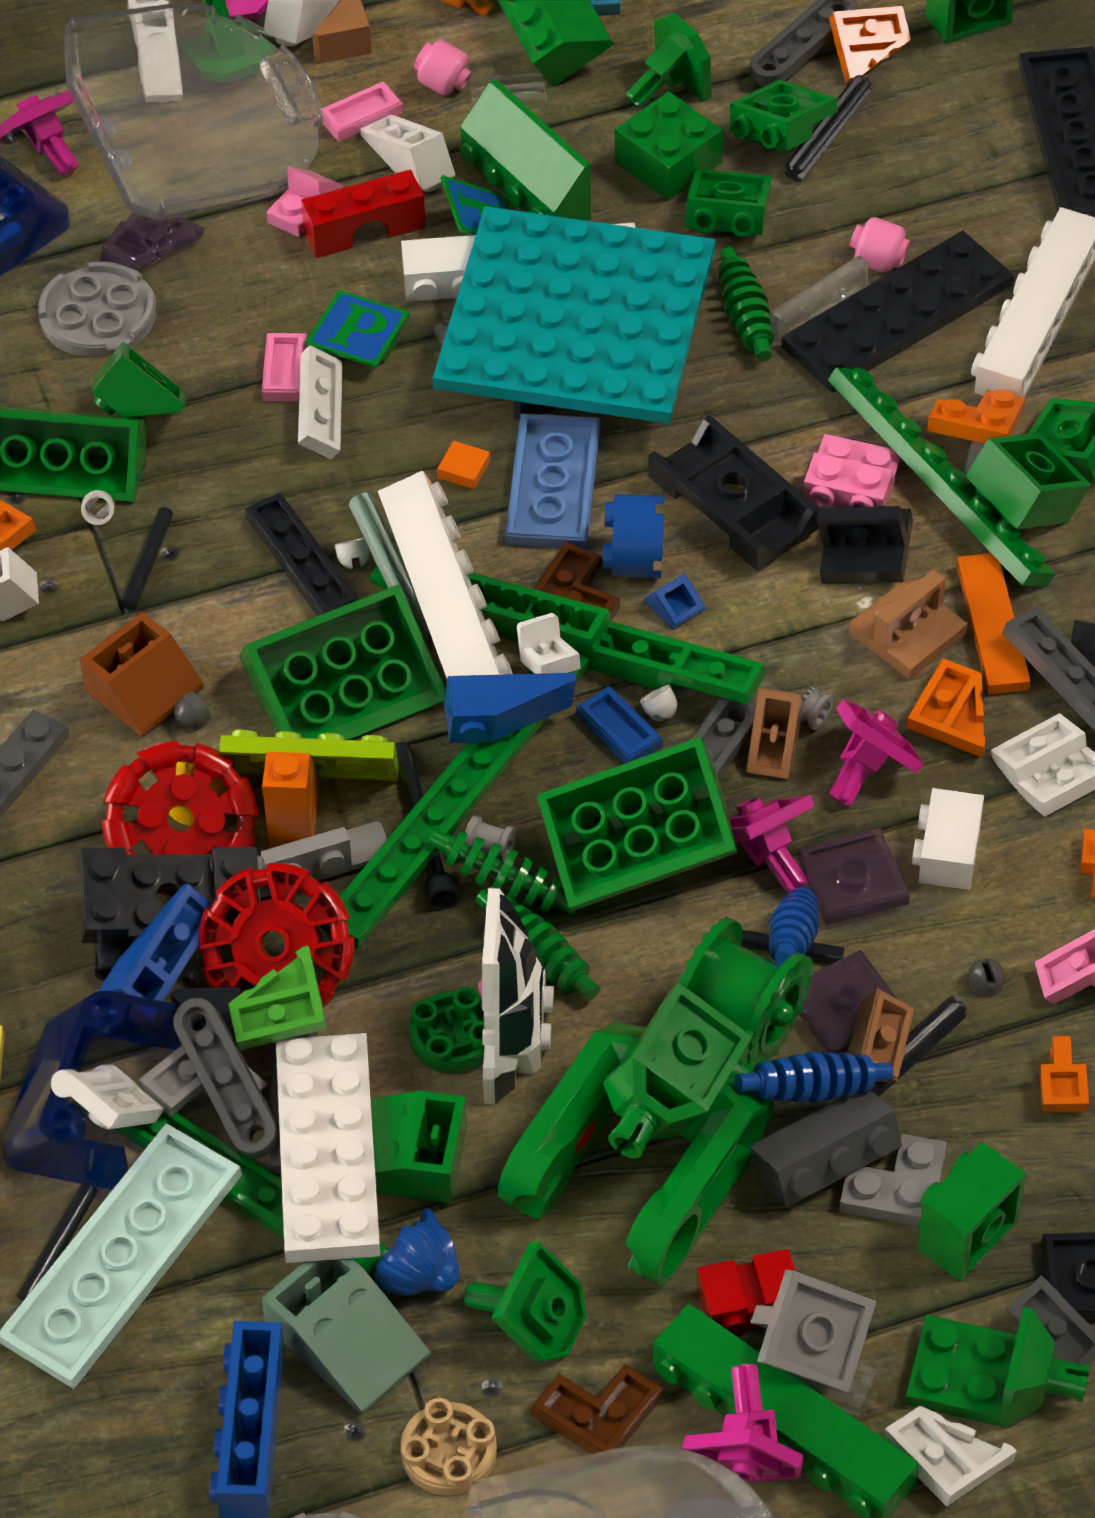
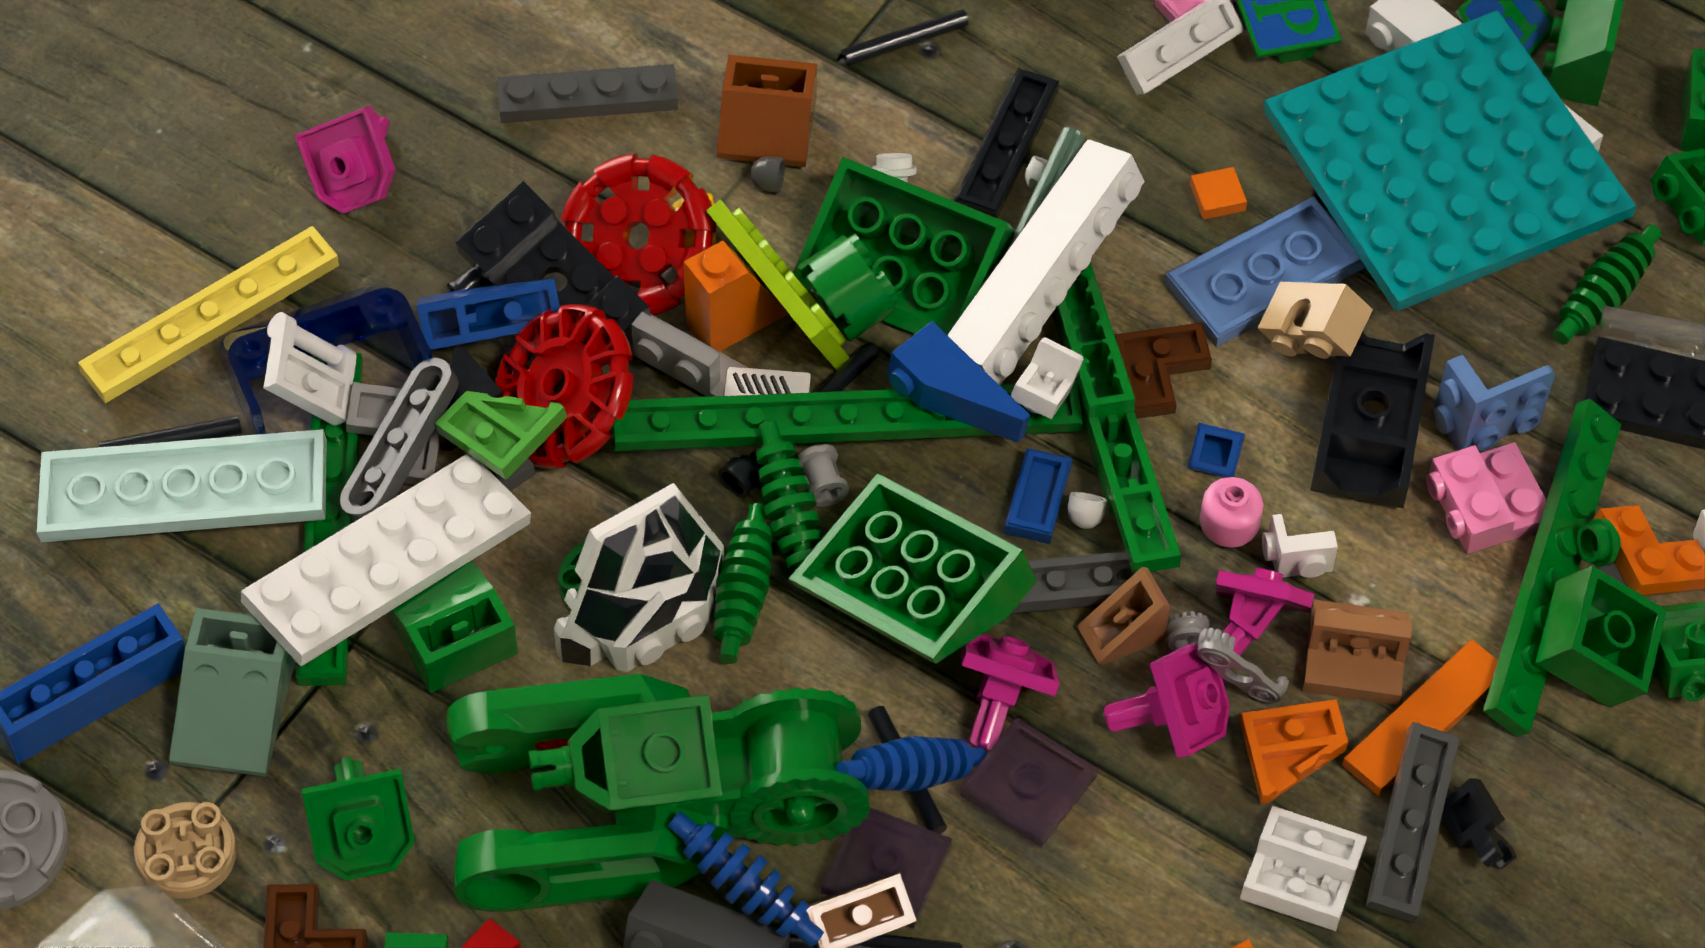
camera: 50 degrees right, 5 degrees up
(261, 628) = (896, 165): none -> white plate
(354, 707) = (848, 286): none -> green brick
(378, 825) = (762, 381): none -> white sticker
(419, 1260) = (342, 702): blue hair -> none
(635, 536) = (1240, 366): blue brick -> none
(645, 449) = (1314, 319): none -> tan brick
(743, 620) = (1231, 512): none -> bright pink head
(784, 429) = (1484, 416): none -> medium blue bracket
(802, 612) = (1298, 554): none -> white bracket
(833, 654) = (1257, 603): none -> dark pink piece
(864, 543) = (1413, 552): black bracket -> none
(864, 687) = (1217, 651): none -> light grey piece
(950, 838) = (1136, 833): white brick -> none
(954, 444) = (1598, 542): none -> green plate

